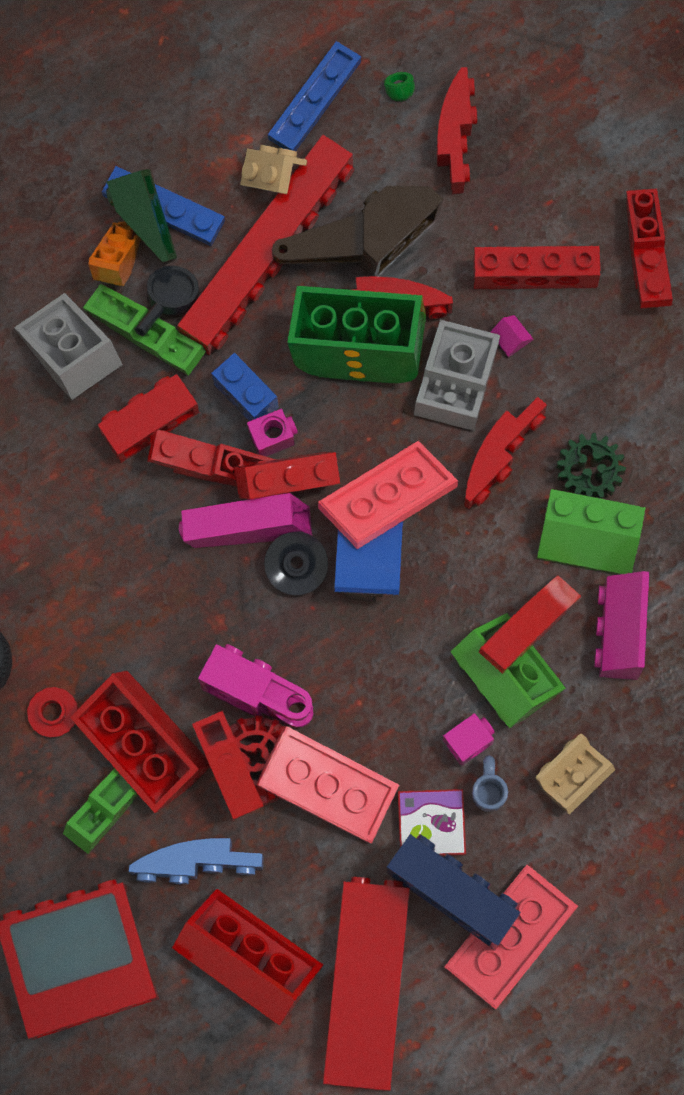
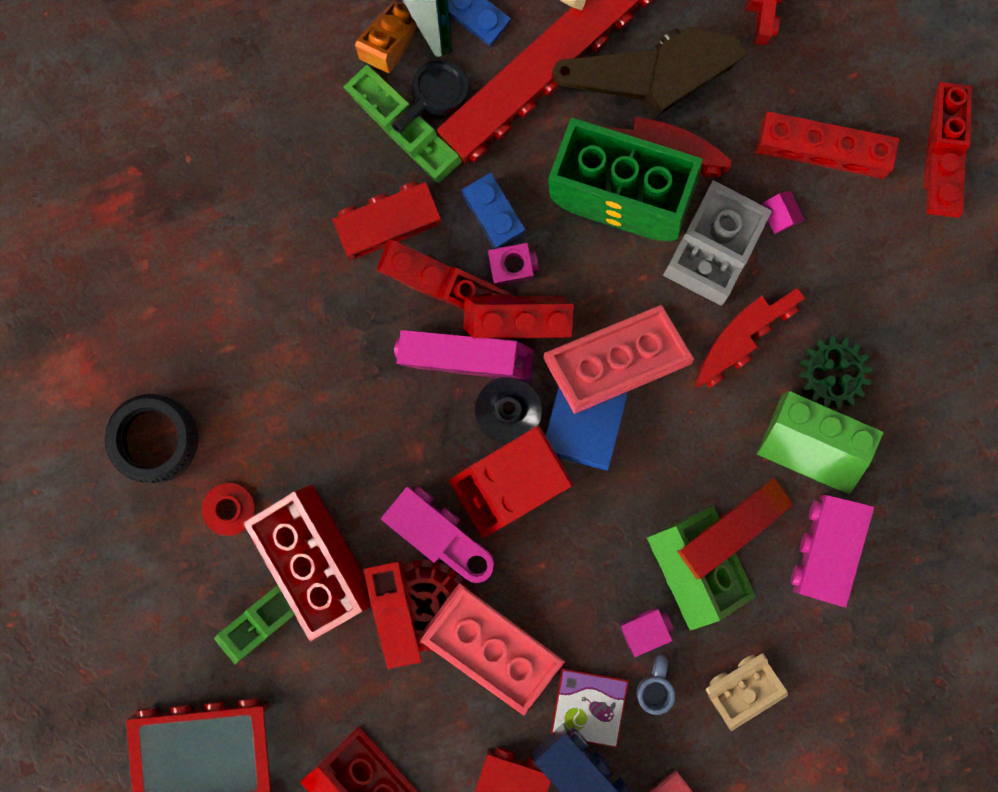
camera: 10 degrees right, 10 degrees up
(69, 346) = (320, 125): light grey slope -> none
(182, 860) = (328, 693): medium blue slope -> none
(312, 624) = (511, 482): none -> red slope

